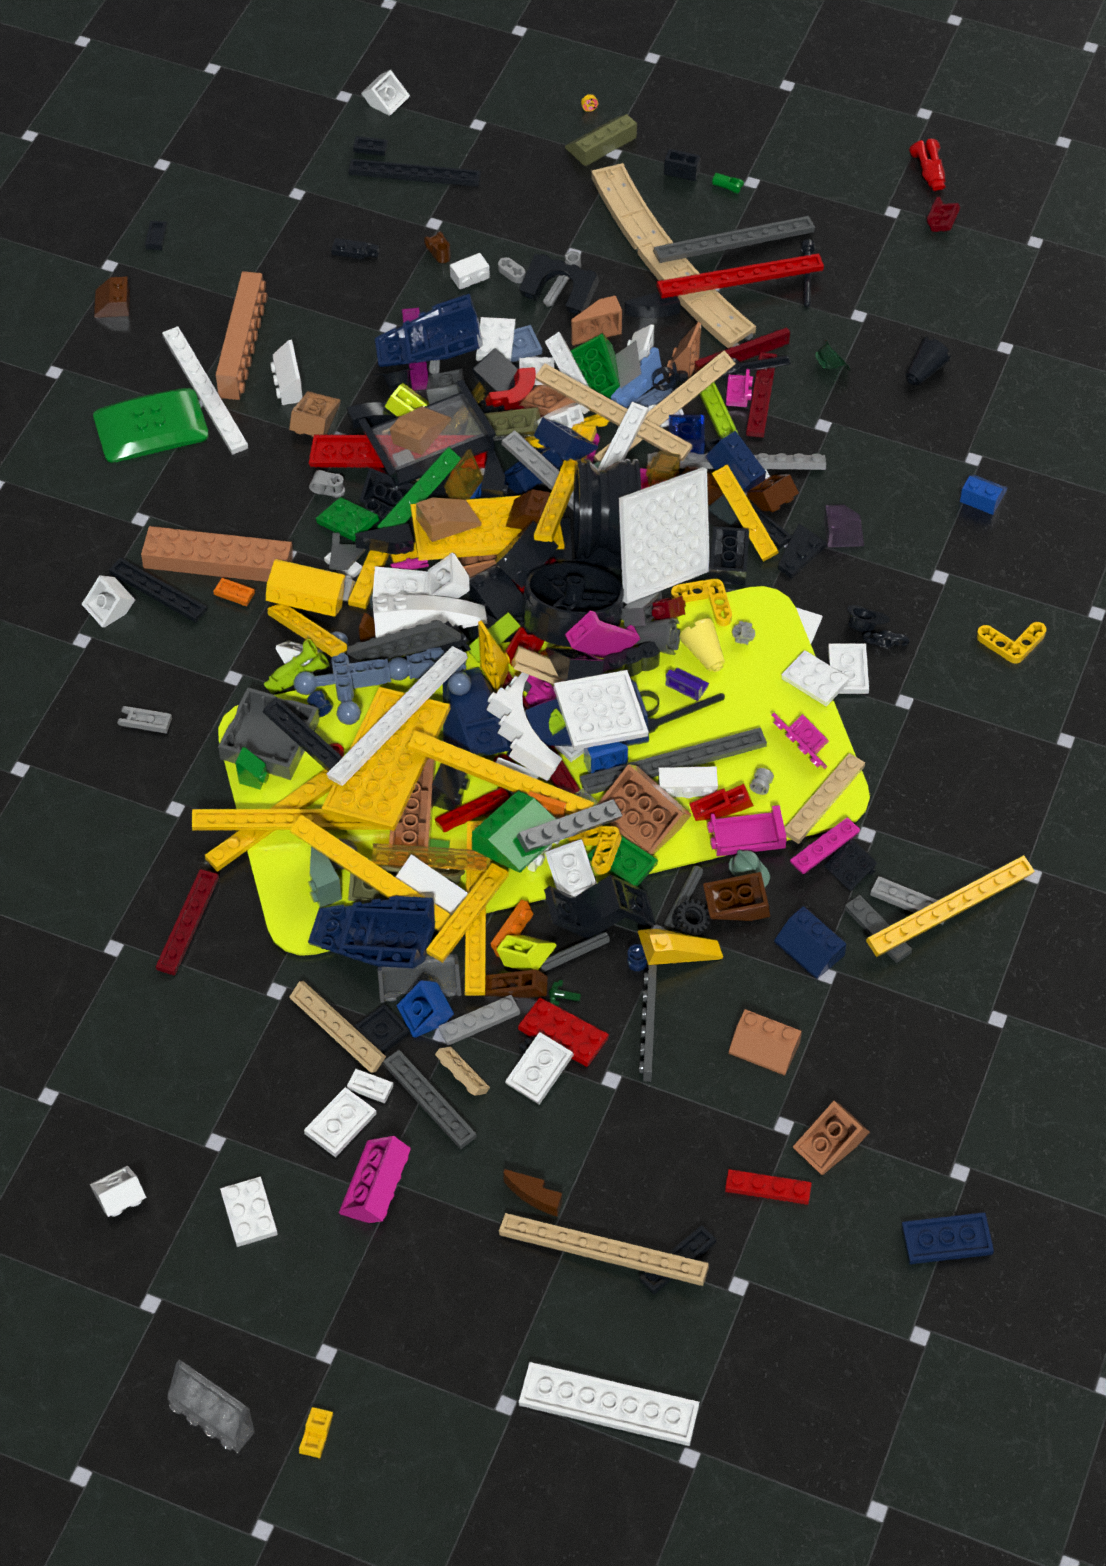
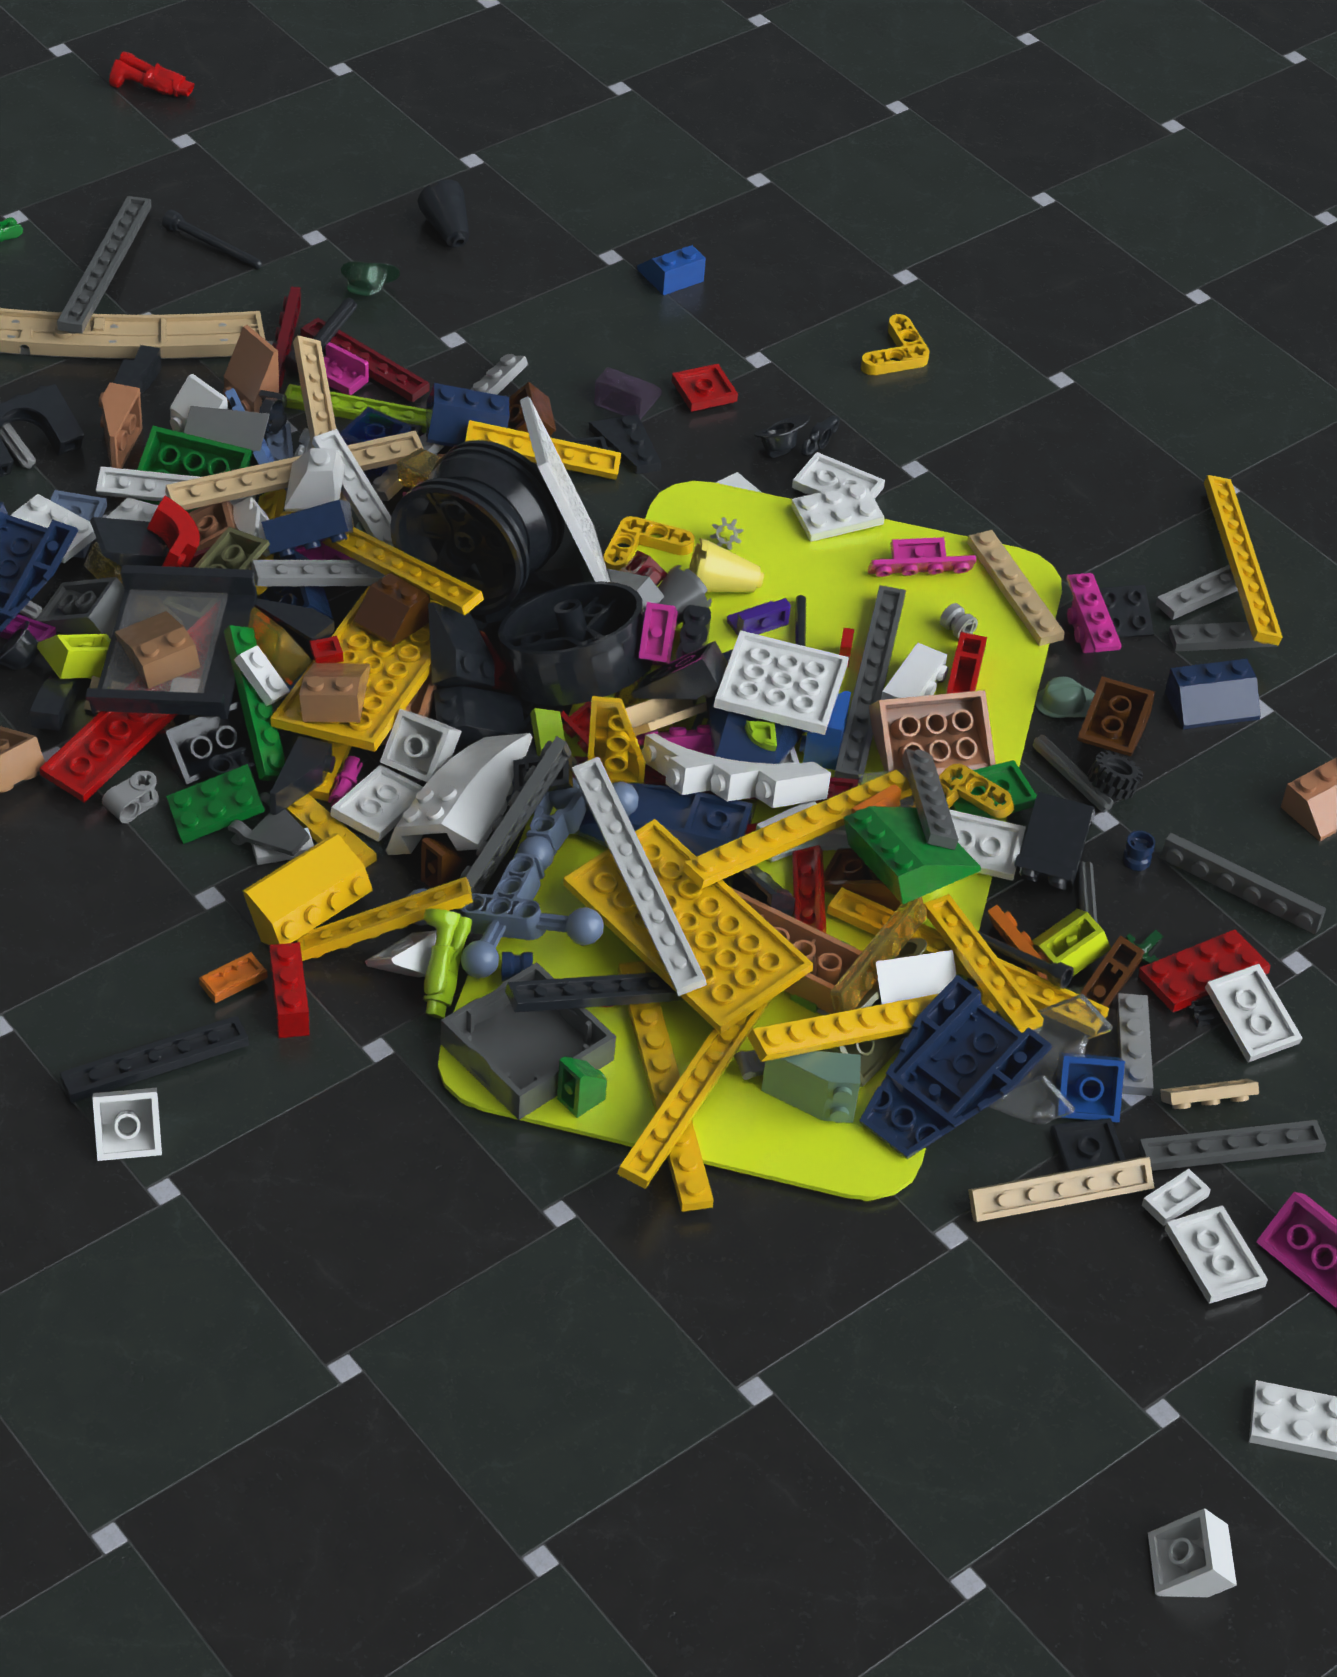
camera: 65 degrees left, 10 degrees down
(145, 719) = (381, 1173): light grey hinge -> none
(187, 922) = (777, 1279): dark red plate -> none
(213, 553) = (150, 966): nougat brick -> none
(238, 618) = (289, 990): none -> red brick
(430, 481) = (262, 675): none -> white plate
(479, 500) = (326, 650): none -> red tile
(488, 953) = (1058, 974): none -> black piece
(602, 424) = (315, 479): none -> white slope
(673, 947) = (1149, 807): yellow wedge -> none
(692, 735) = (846, 643): none -> red tile
(729, 555) = (604, 492): black brick -> none
(740, 275) = (172, 284): red plate -> none
(747, 832) = (1024, 666): dark pink panel -> none
(881, 562) = (704, 387): none -> red plate
(942, 215) = (239, 105): dark red bracket -> none

